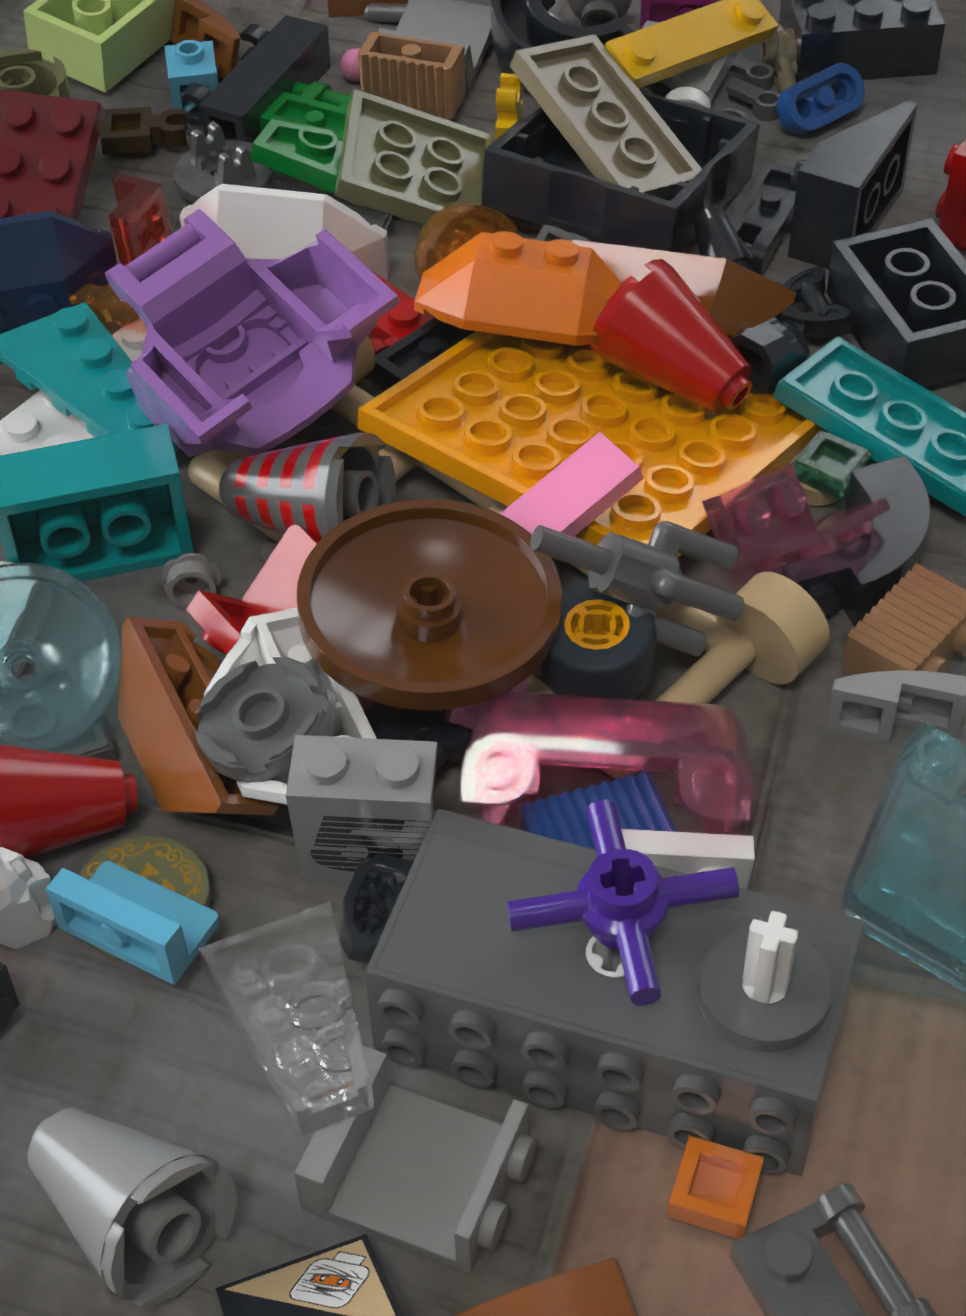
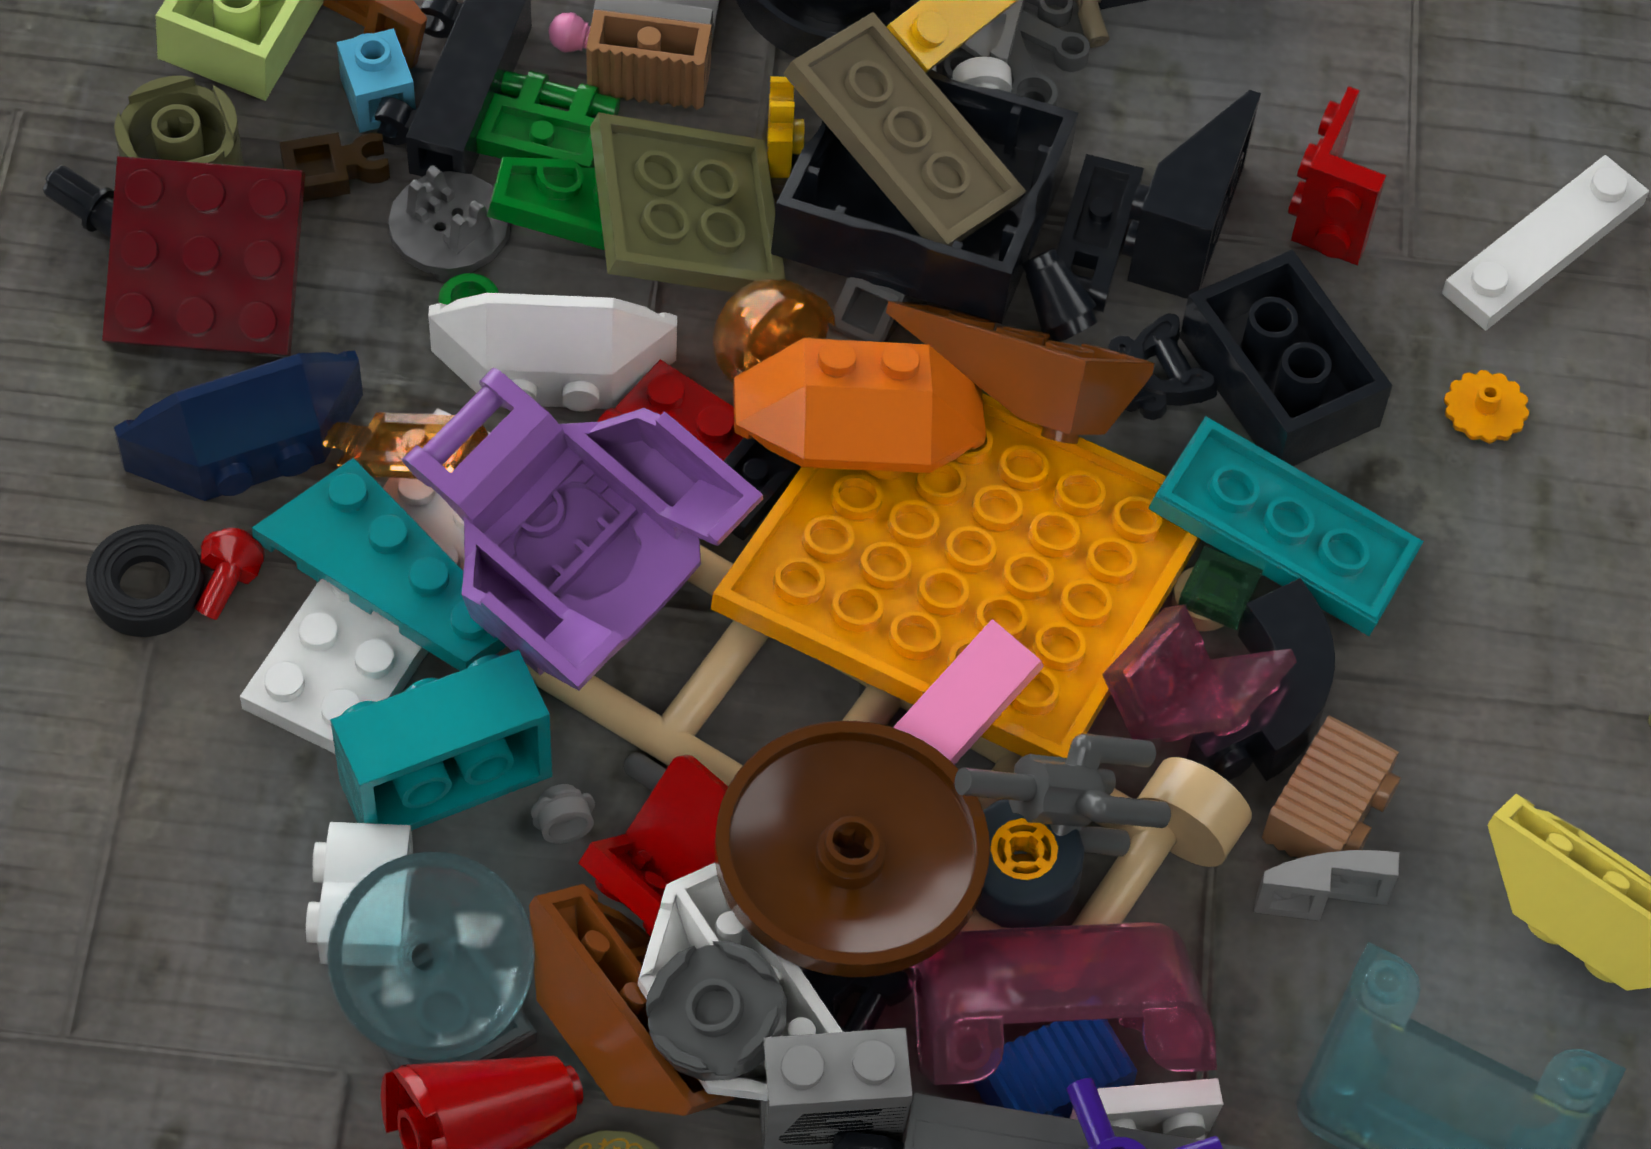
camera: 15 degrees left, 10 degrees up
(139, 218) = (393, 348): clear red bracket -> none
(309, 484) = (685, 707): dark grey cone -> none
(671, 340) = (1040, 466): red cone -> none
(772, 352) = (1135, 459): black rock -> none
(817, 100) = (1132, 50): blue plate -> none

